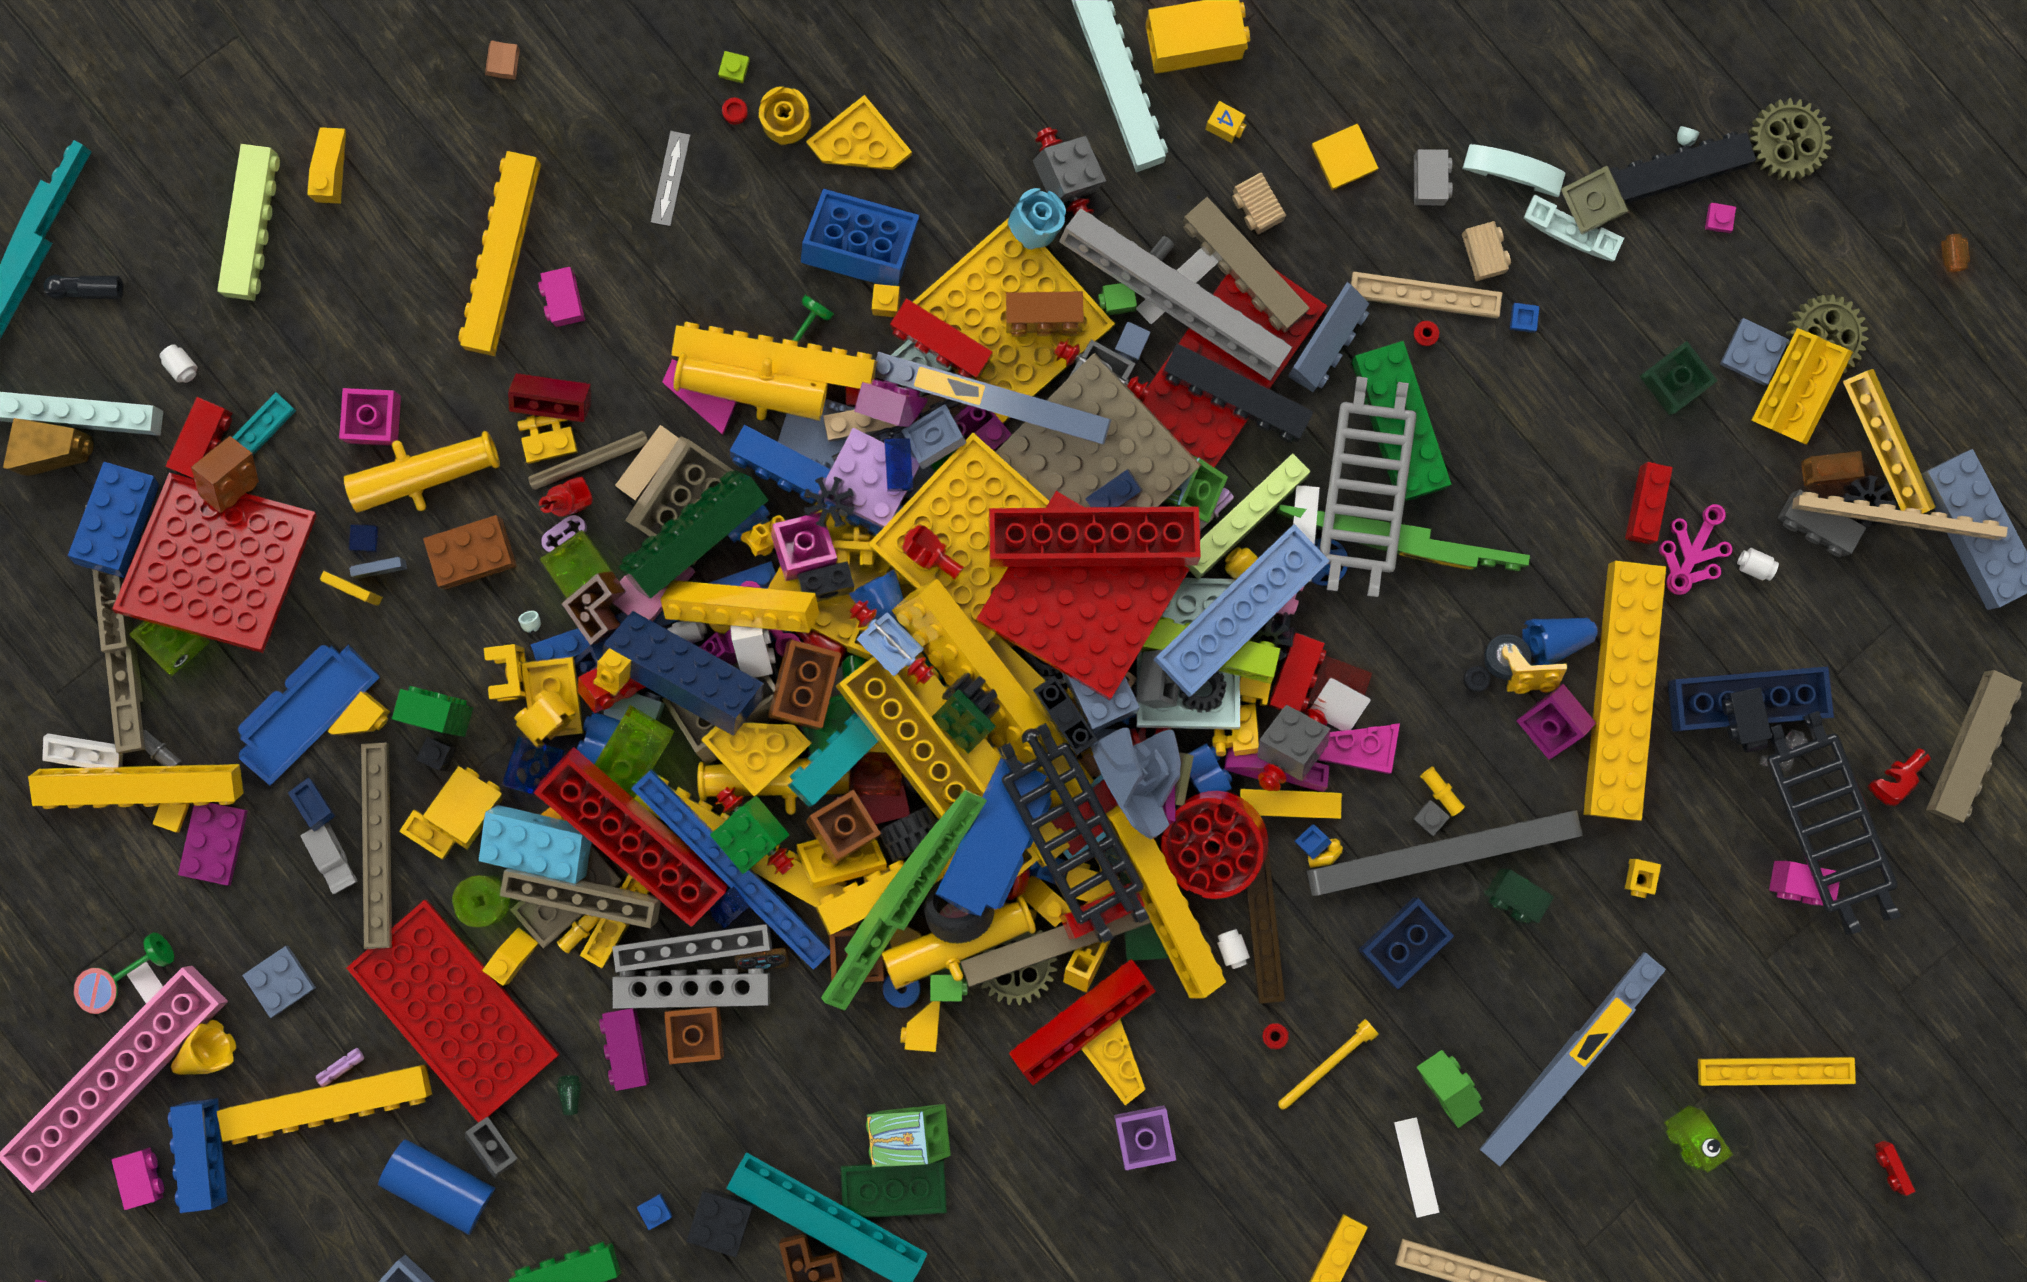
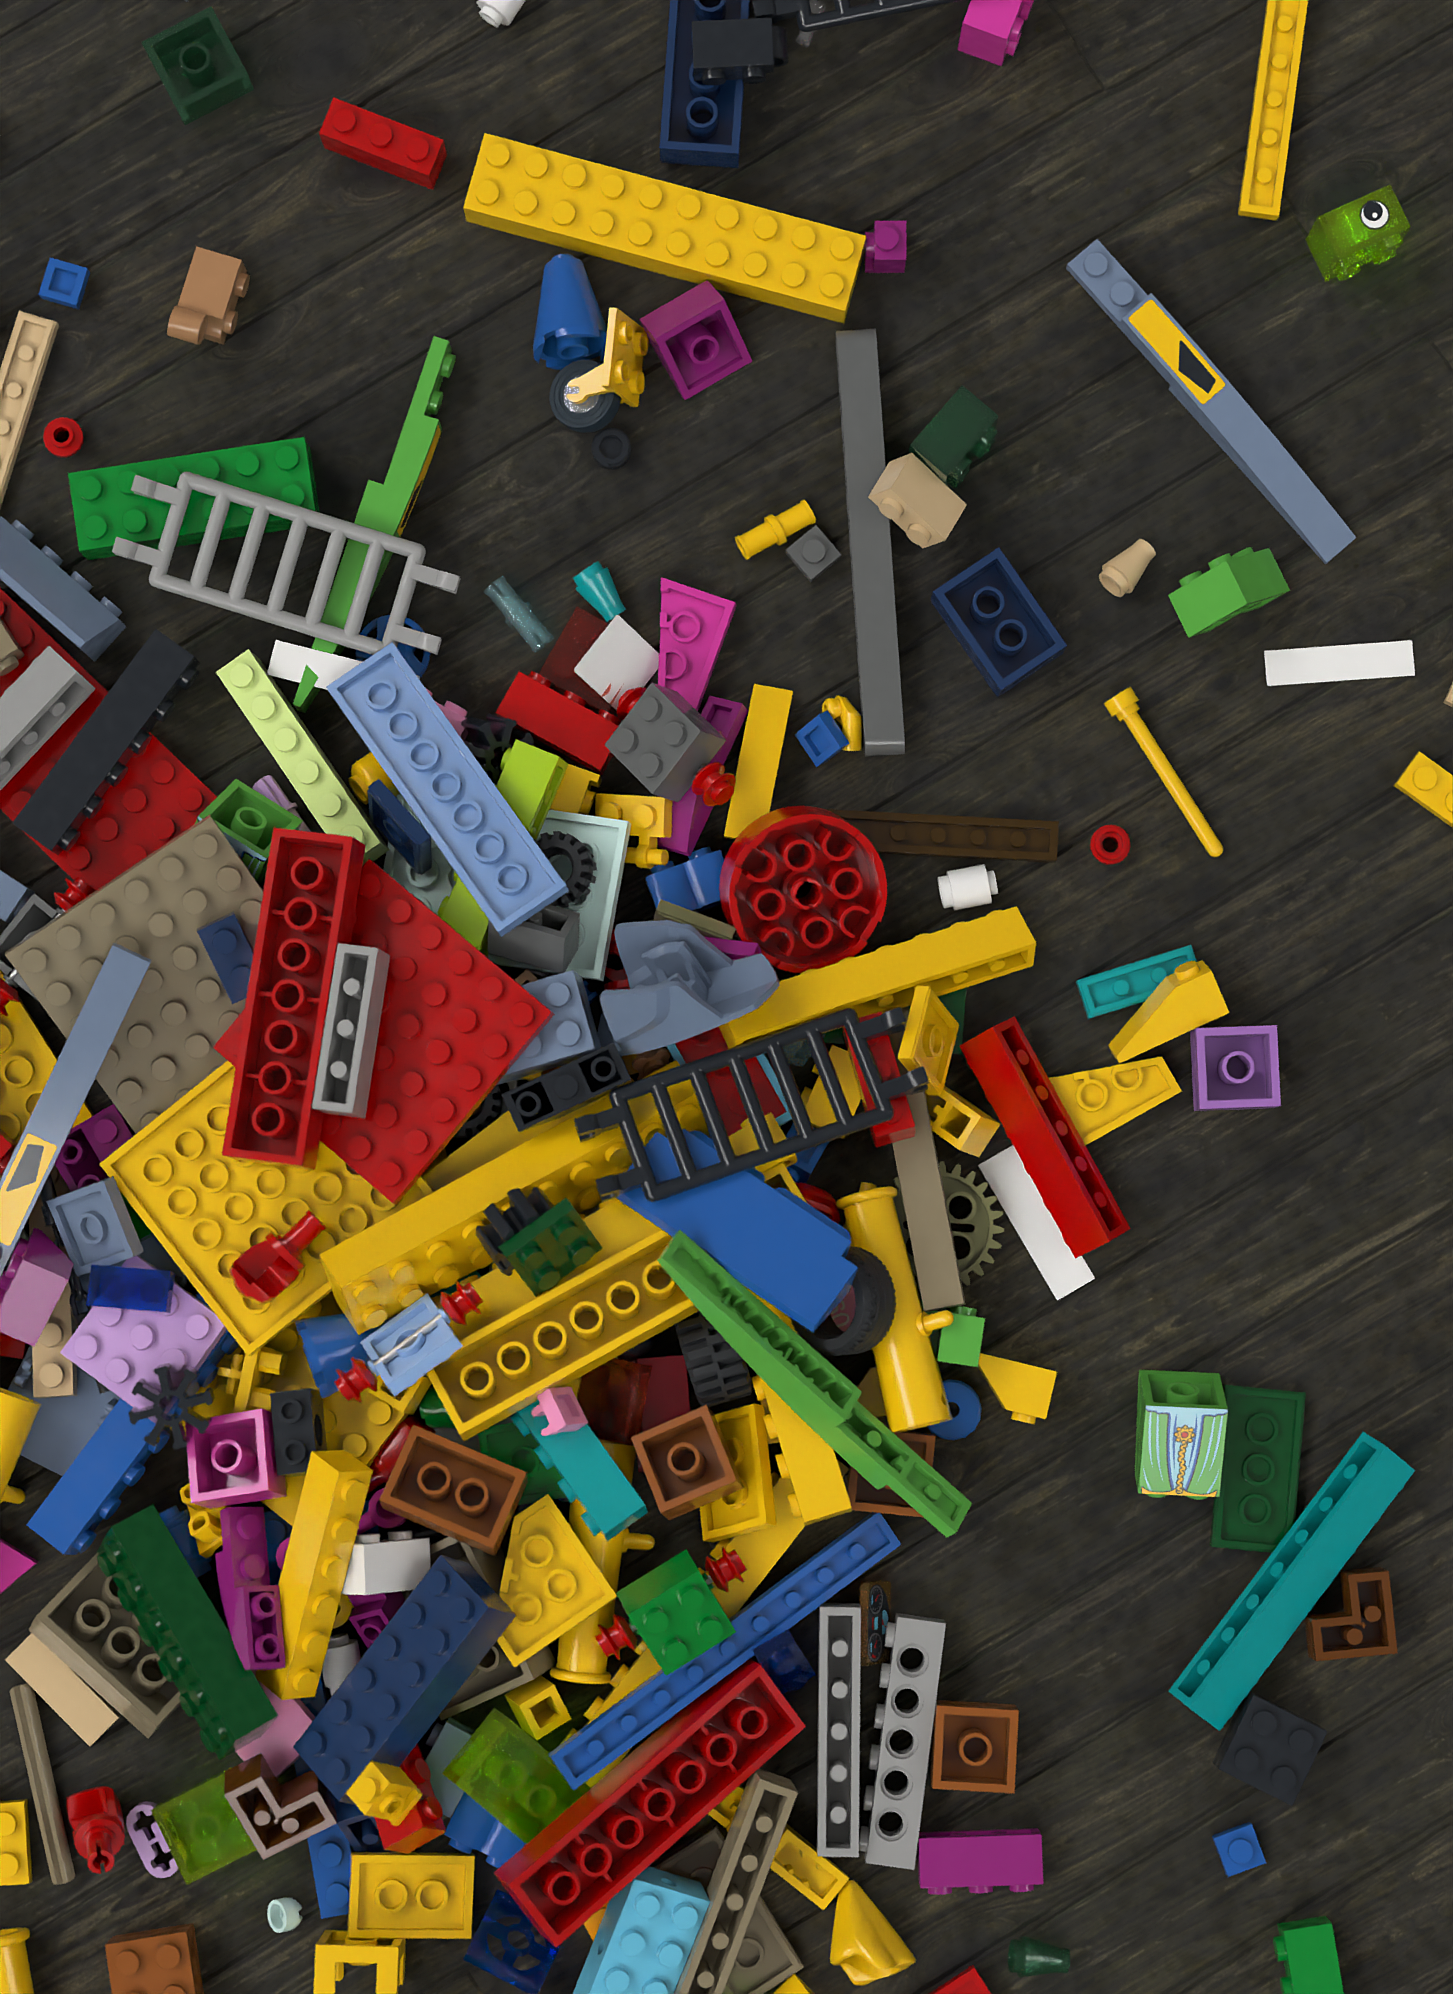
camera: 75 degrees left, 0 degrees up
(545, 717) = (440, 1912): yellow brick -> none
(565, 983) = (864, 1939): none -> yellow hat
(579, 930) = (785, 1906): yellow pin -> none
(678, 758) = (538, 1707): none -> yellow brick
(724, 565) = (245, 1589): none -> magenta slope
(864, 743) = (561, 1411): none -> bright pink tile
(1026, 1024) = (1035, 1223): none -> white sticker
(1030, 736) = (590, 1146): black bar -> none
(1045, 900) = (849, 1165): yellow slope -> none
(1079, 575) = (351, 1030): none -> light grey brick
(1132, 939) = (929, 1038): none -> yellow tile
(1177, 1093) = (1174, 1008): none -> yellow slope
(1190, 1068) = (1129, 983): none -> teal tile
(1212, 584) = (399, 827): none -> dark blue tile
(1361, 637) = (519, 614): none -> clear light blue pin
(1385, 685) = (599, 590): none -> teal cone
(1453, 1019) = (1126, 568): none -> tan cone
(1475, 879) = (917, 501): none -> tan brick
(1530, 410) = (209, 298): none -> medium nougat hinge
(1636, 834) = (886, 247): none -> magenta brick
(1650, 874) = (951, 237): yellow brick -> none
(1693, 553) = (471, 90): dark pink plant -> none

